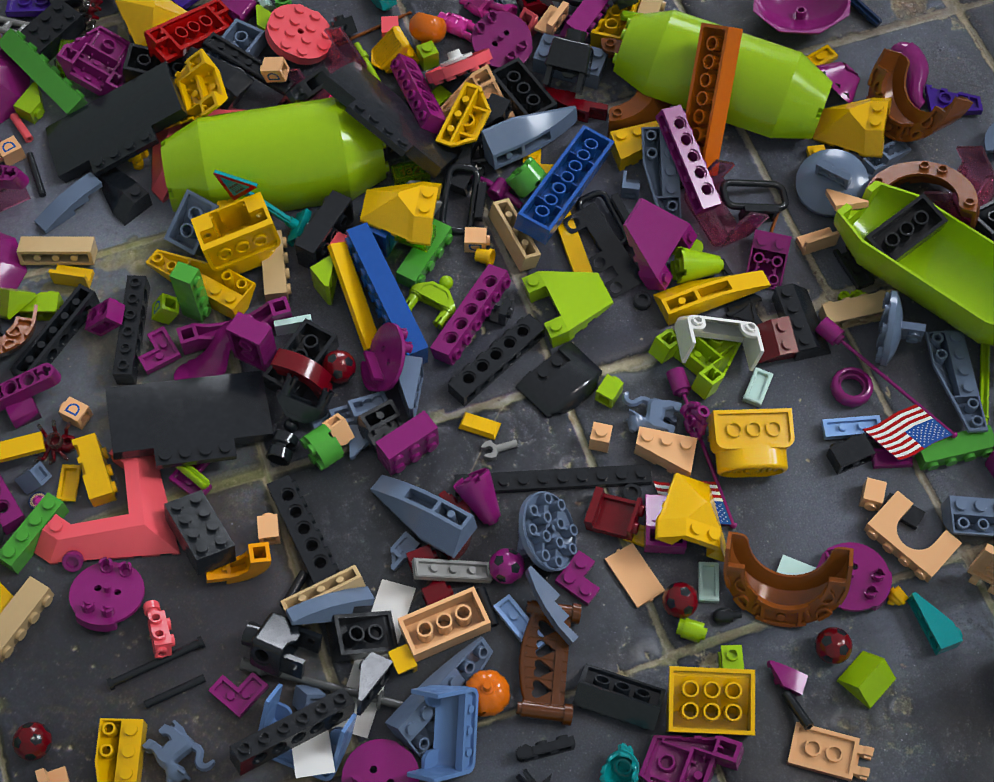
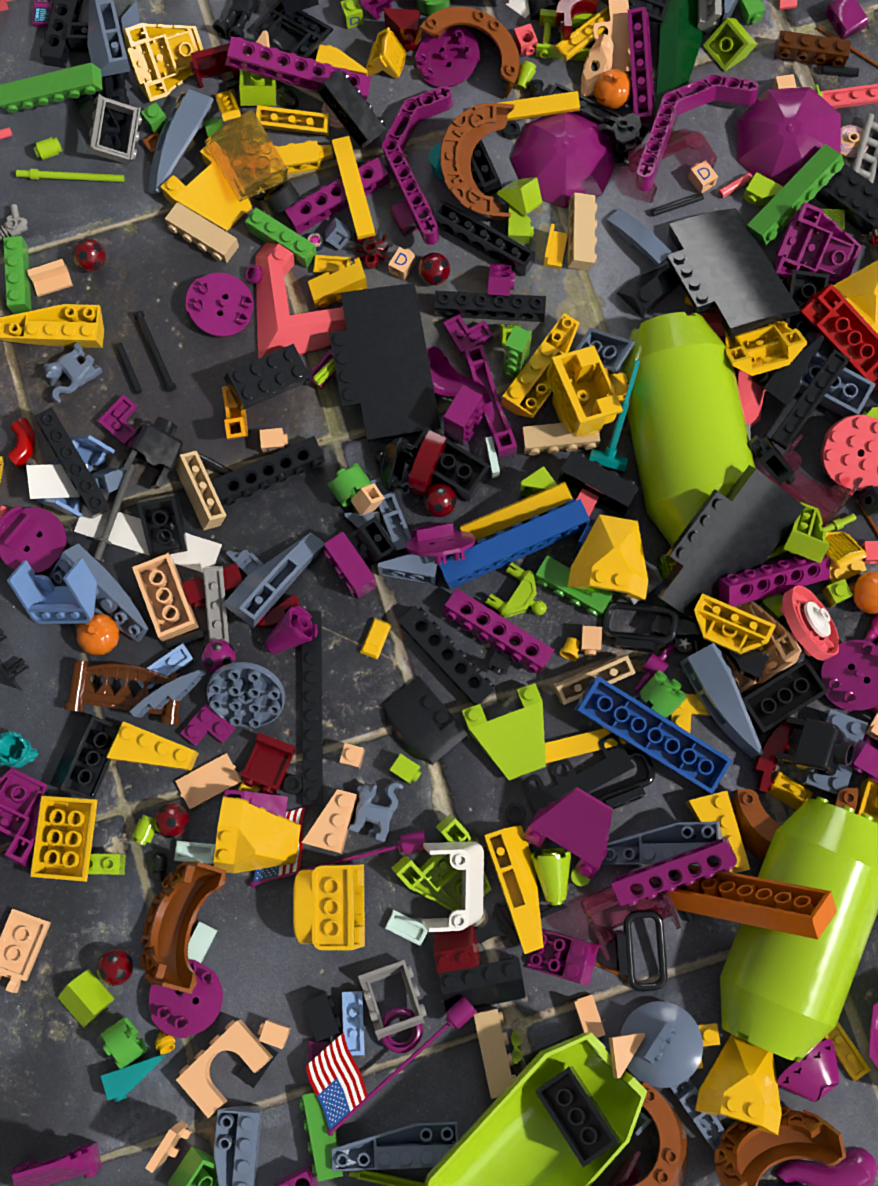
camera: 95 degrees right, 15 degrees up
(86, 379) = (434, 268): none -> dark red piece
(159, 629) = (180, 349): coral brick -> none
(274, 69) = (794, 423): light nougat brick -> none
(282, 446) = (354, 449): black wheel -> none
(325, 606) = (184, 491): sand blue slope -> none
(374, 674) = (120, 532): slope -> none
(384, 63) = (807, 535): none -> lime wedge
(402, 659) = (133, 558): yellow panel -> none
(497, 448) = (348, 653): light grey bar -> none
(544, 749) = (45, 684): black hinge -> none
(606, 92) = (789, 791): none -> yellow slope
(606, 634) = (146, 748): none -> yellow wedge
(630, 187) = (661, 811): sand blue panel -> none
(694, 418) = (369, 850): magenta piece -> none
(788, 677) = (91, 920): magenta slope -> none
(797, 710) = (58, 924): black piece -> none
(820, 373) = (412, 990): none -> light grey window
(893, 329) = (452, 1082): sand blue bracket -> none
(905, 629) = (123, 1042): none -> bright green brick

